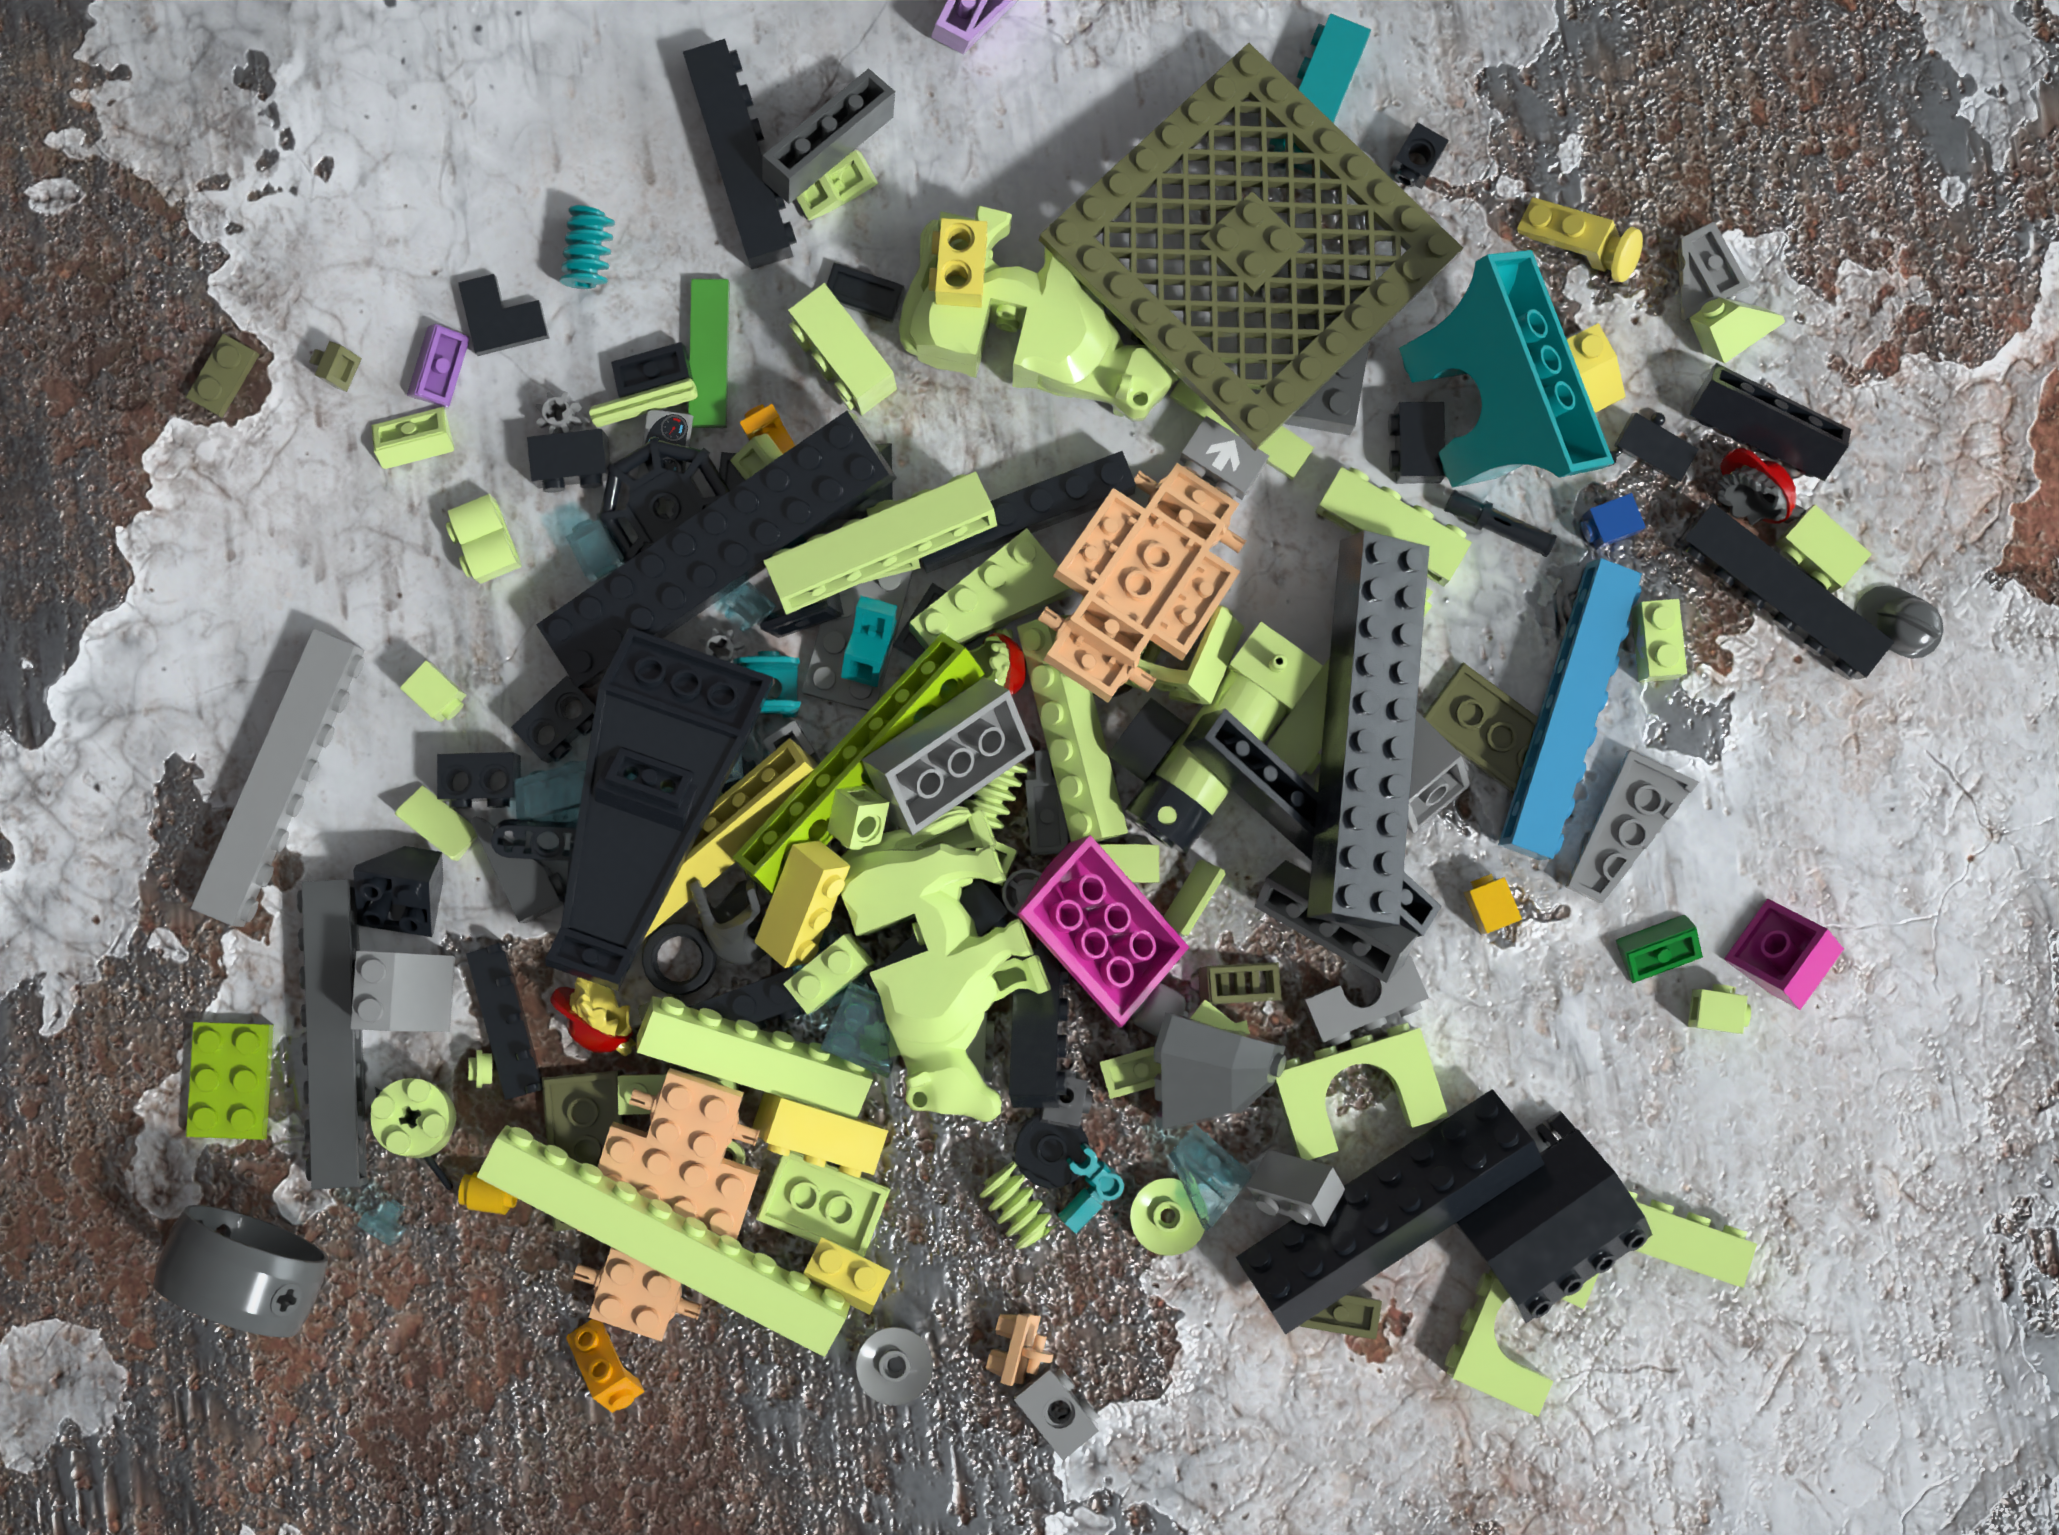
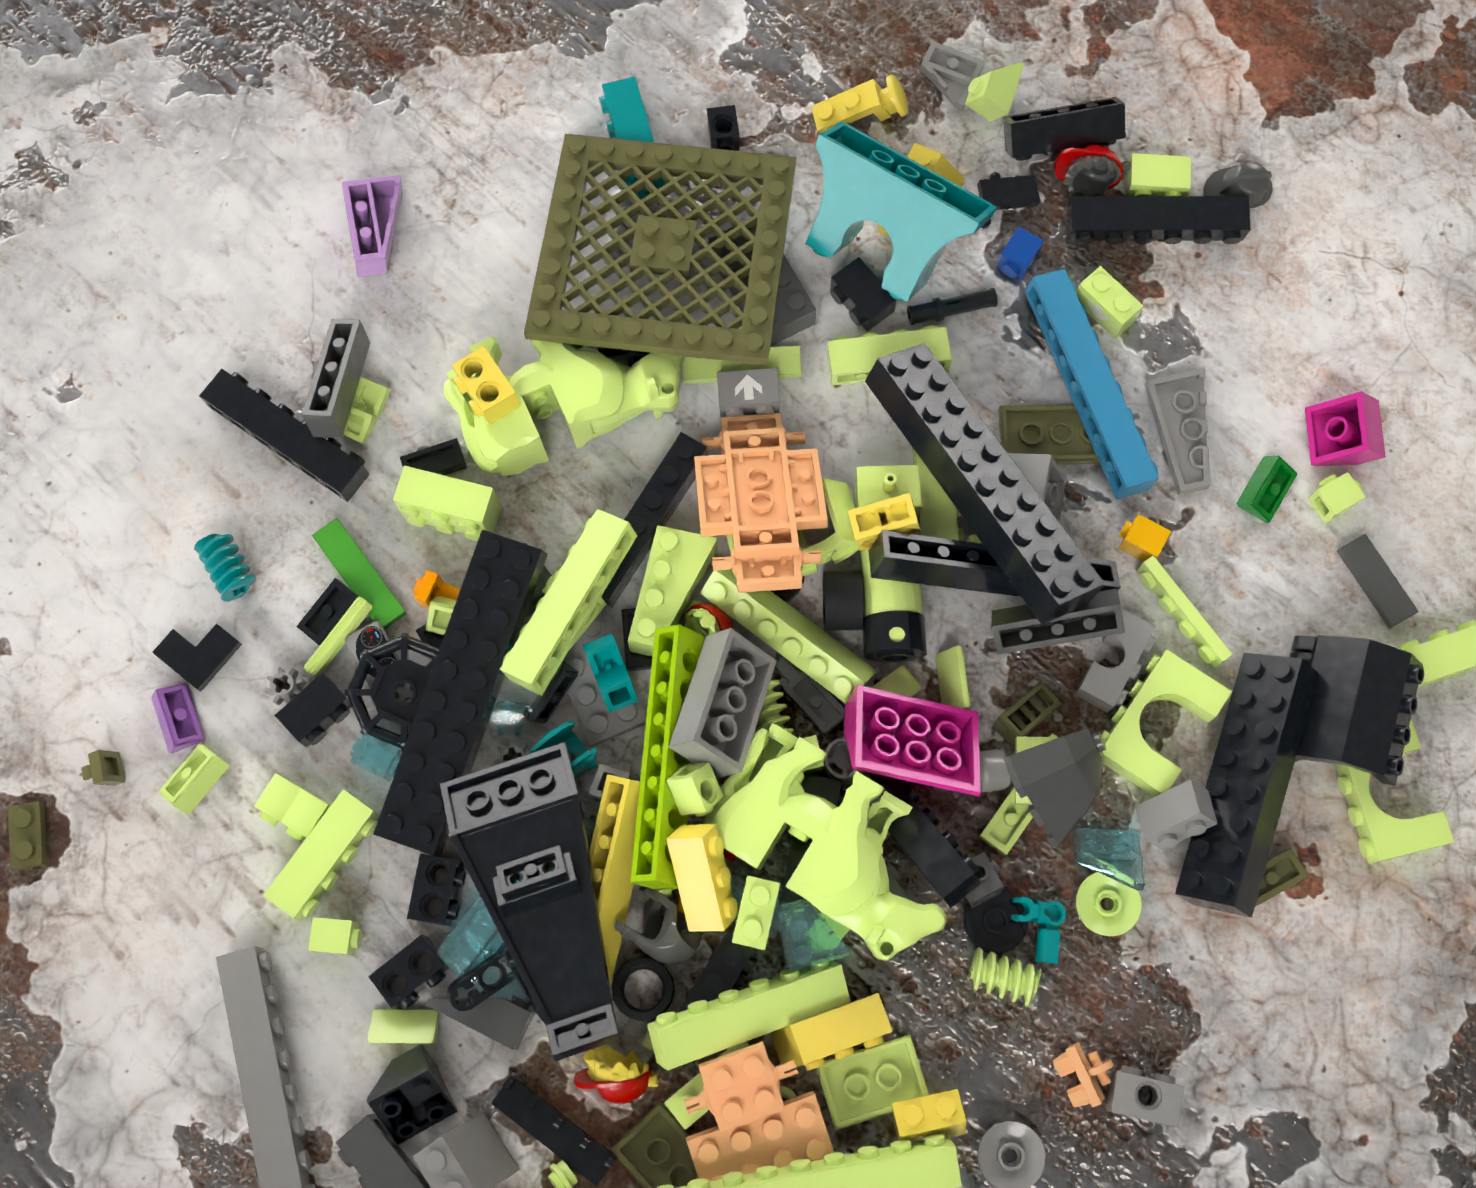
camera: 35 degrees left, 10 degrees down
(478, 606) = (322, 856): none -> yellowish green brick
(1244, 698) = (890, 515): none -> light yellow brick
(1469, 1019) = (1190, 621): none -> yellowish green plate
(1687, 1121) = (1377, 581): none -> dark grey tile

